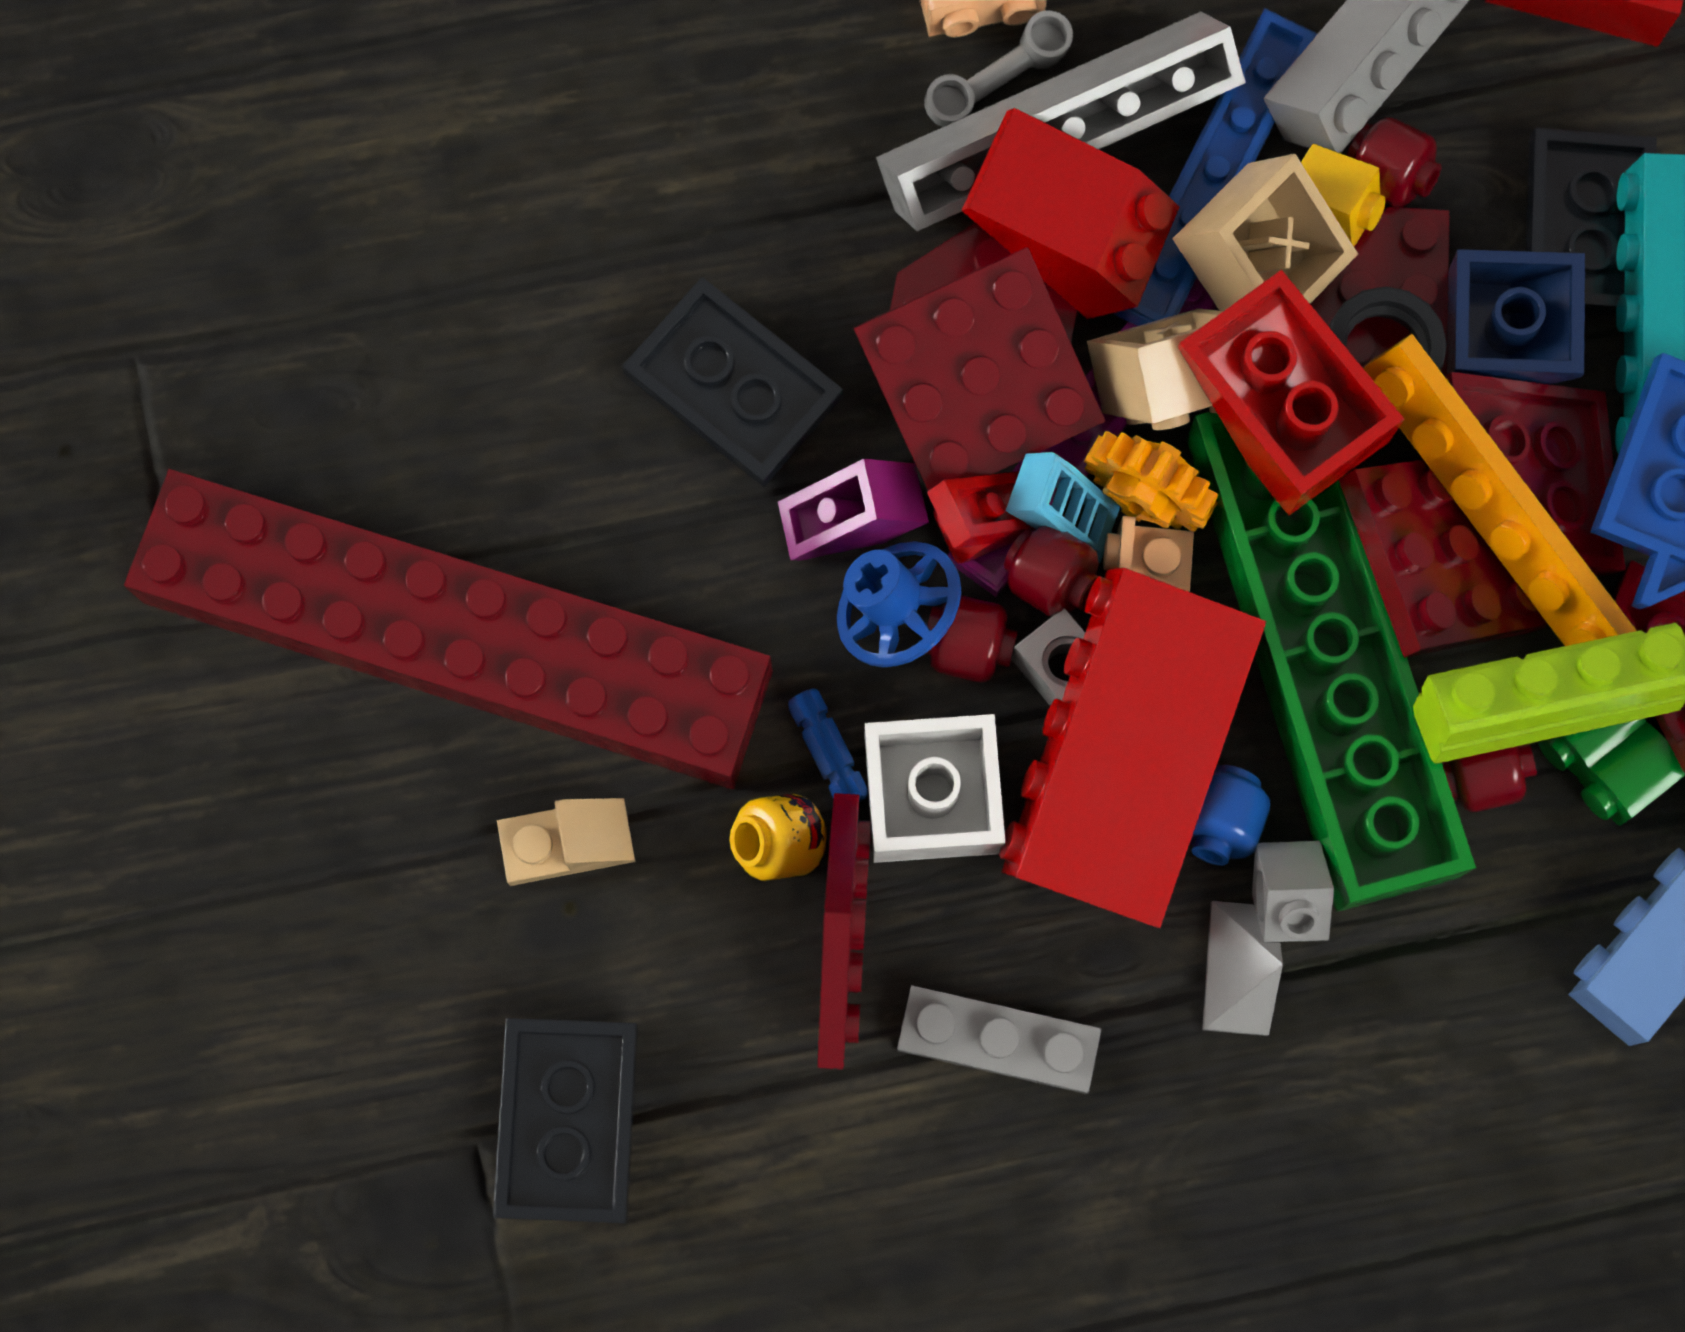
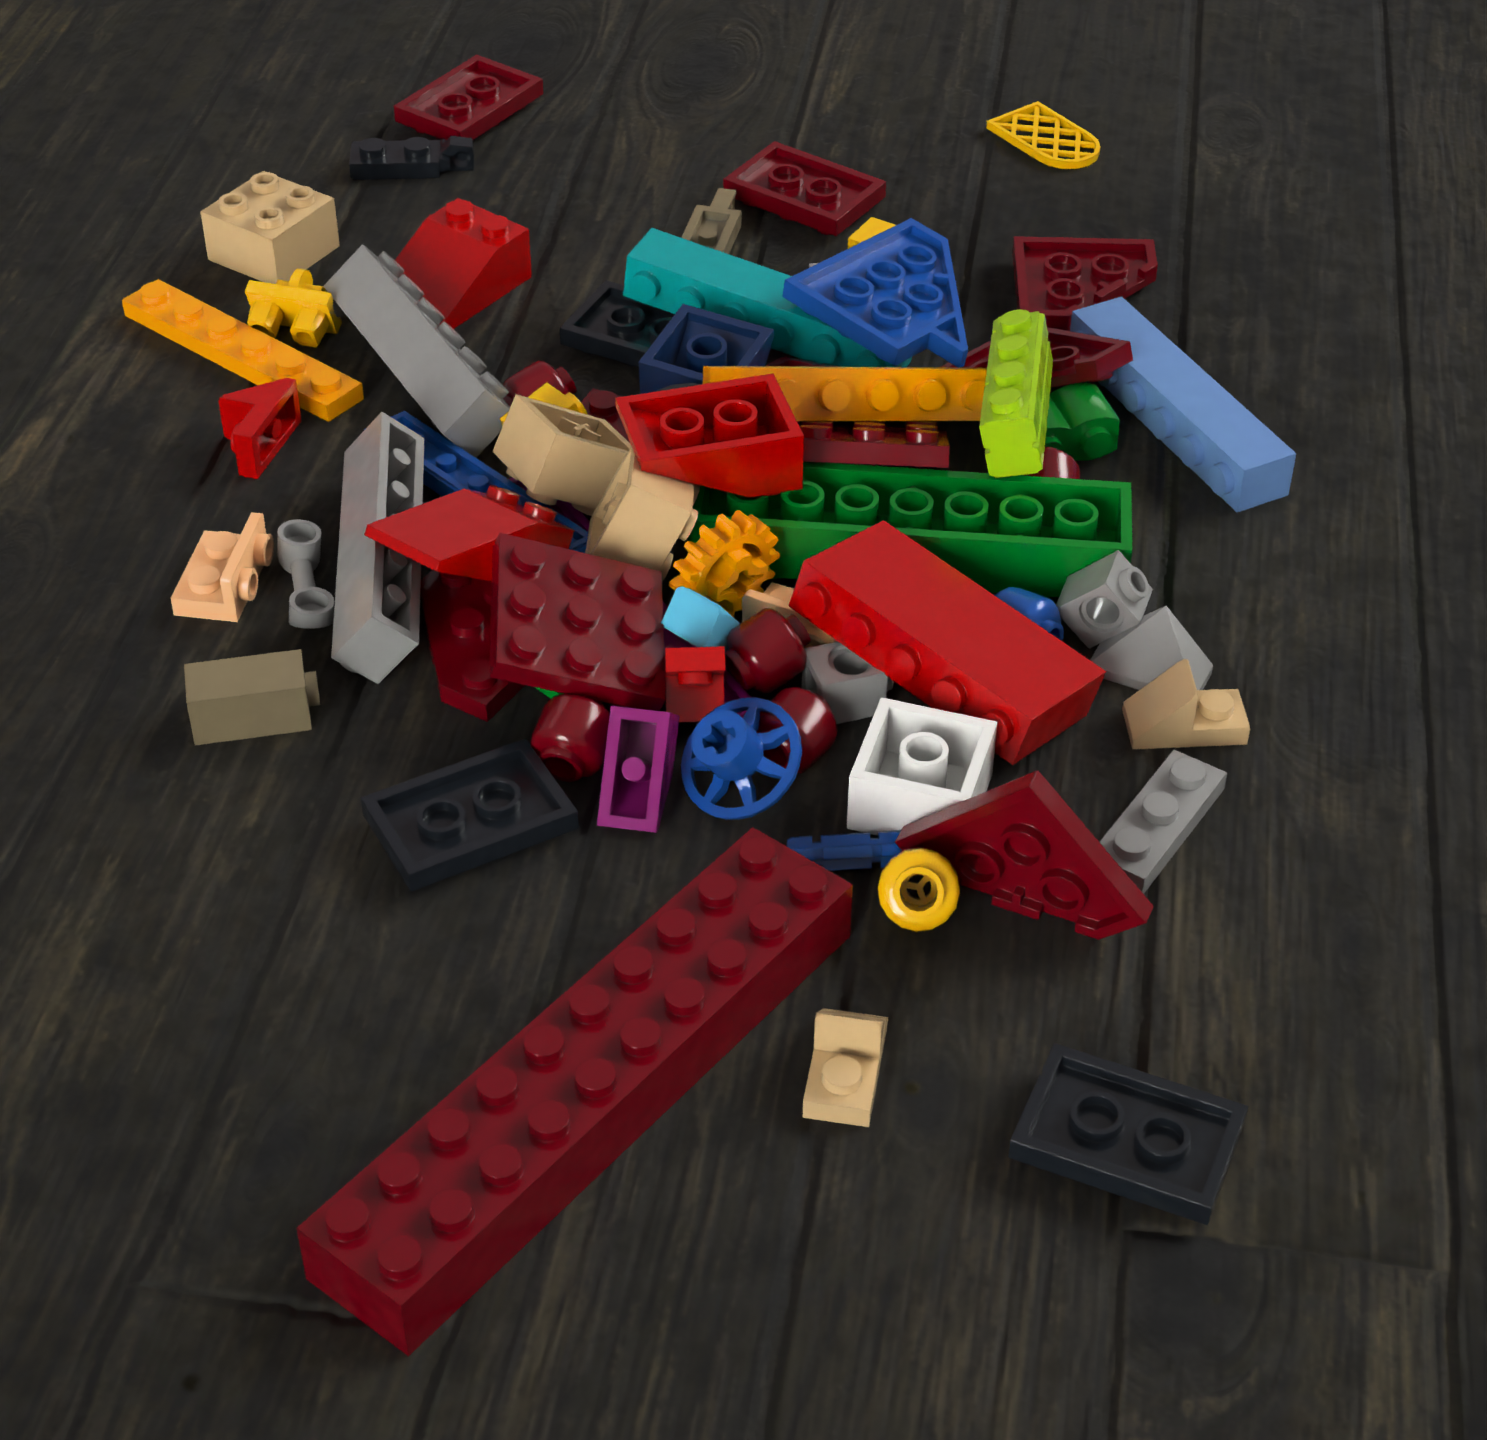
camera: 70 degrees left, 35 degrees down
(801, 107) = (249, 696): none -> dark tan brick
(862, 429) = (571, 736): none -> dark red head
(1168, 1027) = (1178, 715): none -> tan slope

